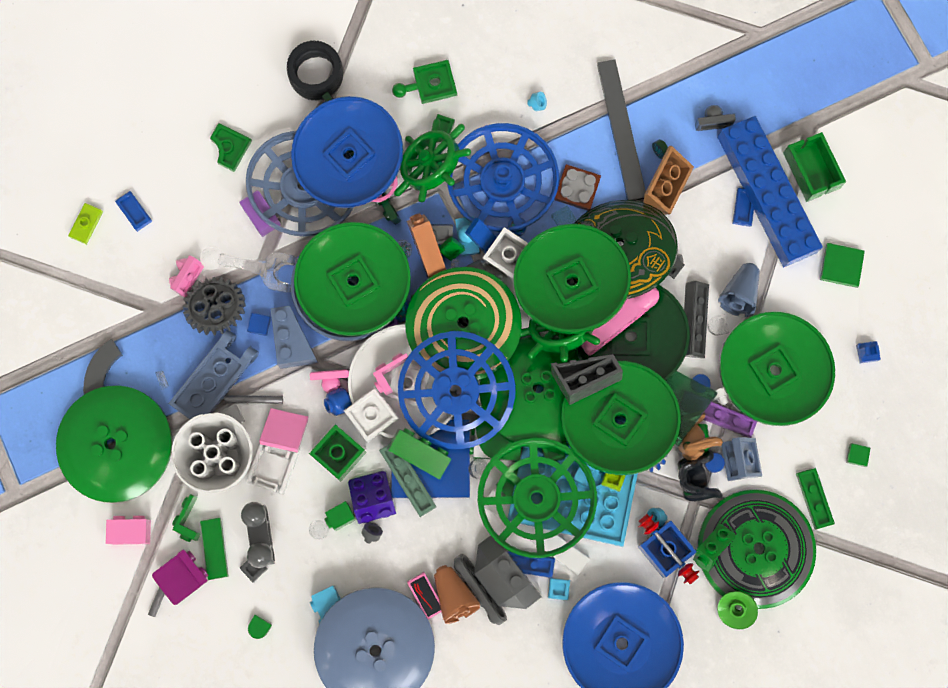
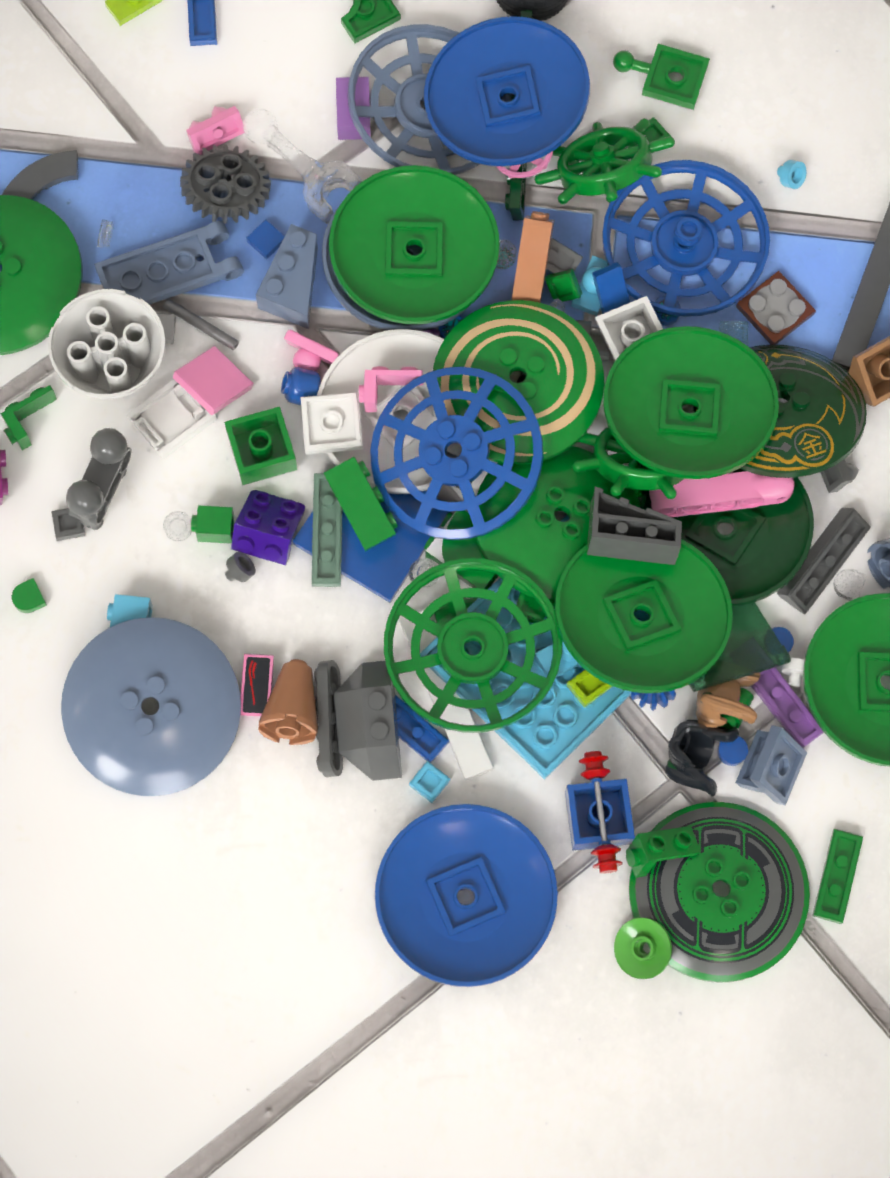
camera: 30 degrees right, 5 degrees down
(214, 548) = (36, 471): green tile -> none
(658, 515) = (617, 768): medium azure tile -> none

